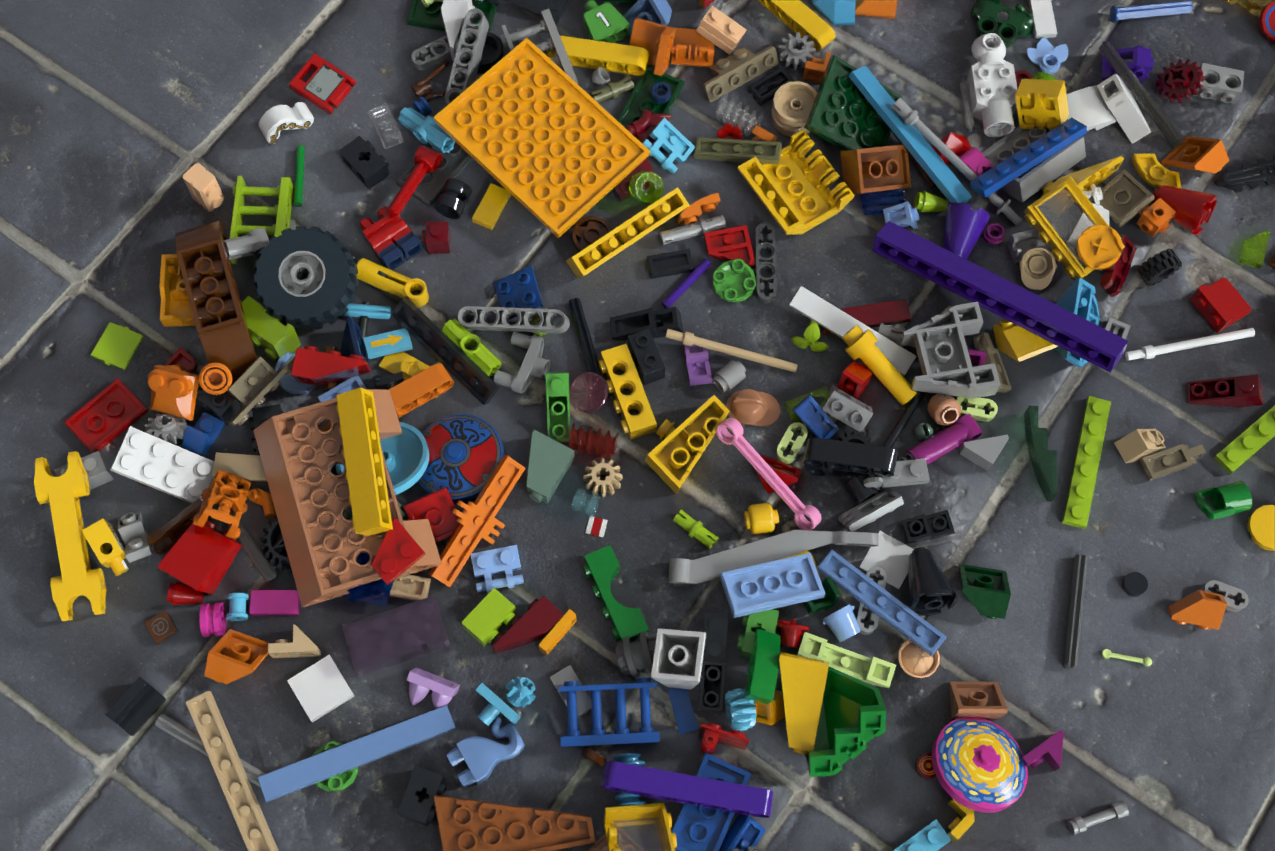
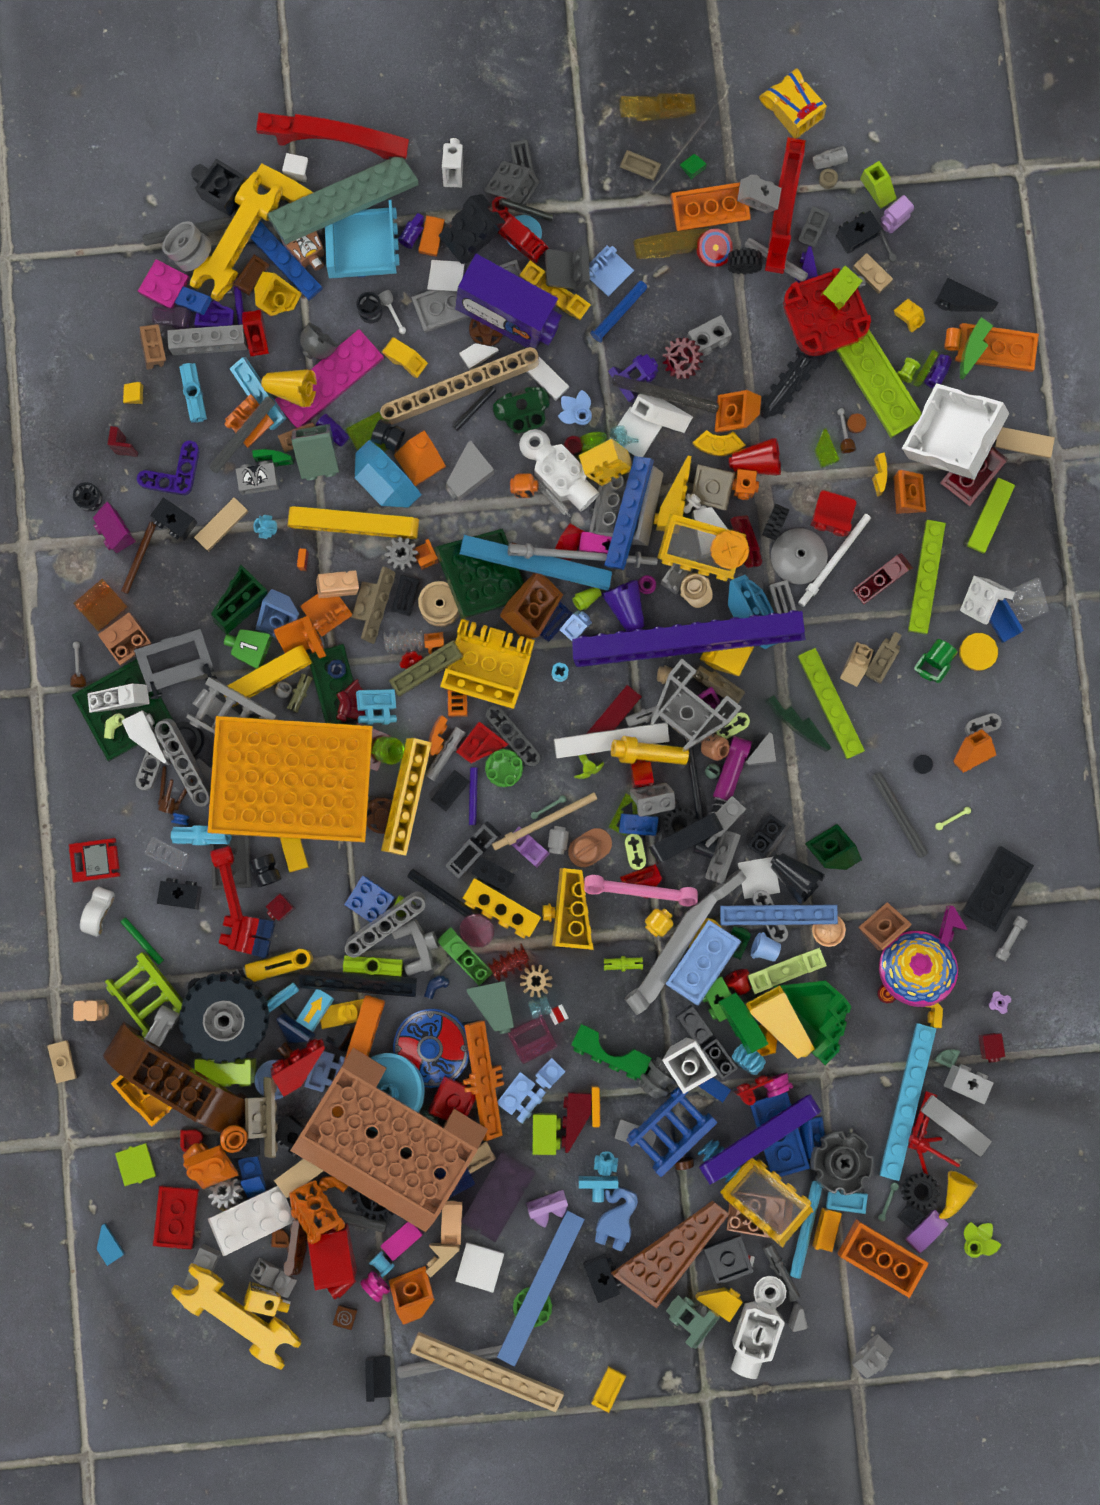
camera: 40 degrees left, 15 degrees up
(28, 391) = (108, 1246): none -> dark azure tile
(142, 215) = (62, 1061): none -> tan plate
(172, 507) = (280, 1239): none -> dark orange tile
(330, 623) = (451, 1223): none -> light nougat slope
(363, 462) = (388, 1117): yellow brick -> none
(396, 553) = (459, 1153): red wing -> none
(509, 408) = (436, 983): none -> dark blue arm
(541, 569) = (549, 1074): none -> light blue bracket
(550, 534) = (536, 1047): none -> clear pink tile
(733, 207) = (457, 713): none -> orange slope
(748, 757) = (779, 1085): none -> dark pink wheel
(764, 347) = (534, 815): none -> sand green hinge
(859, 240) = (559, 678): none -> medium azure bush
(910, 33) = (468, 473): none -> light grey slope
(950, 76) = (523, 485): none -> orange head
(1074, 94) = (620, 435): none -> clear light blue animal
(1121, 757) = (997, 888): none -> black plate
(1150, 324) = (790, 565): none -> light grey dish

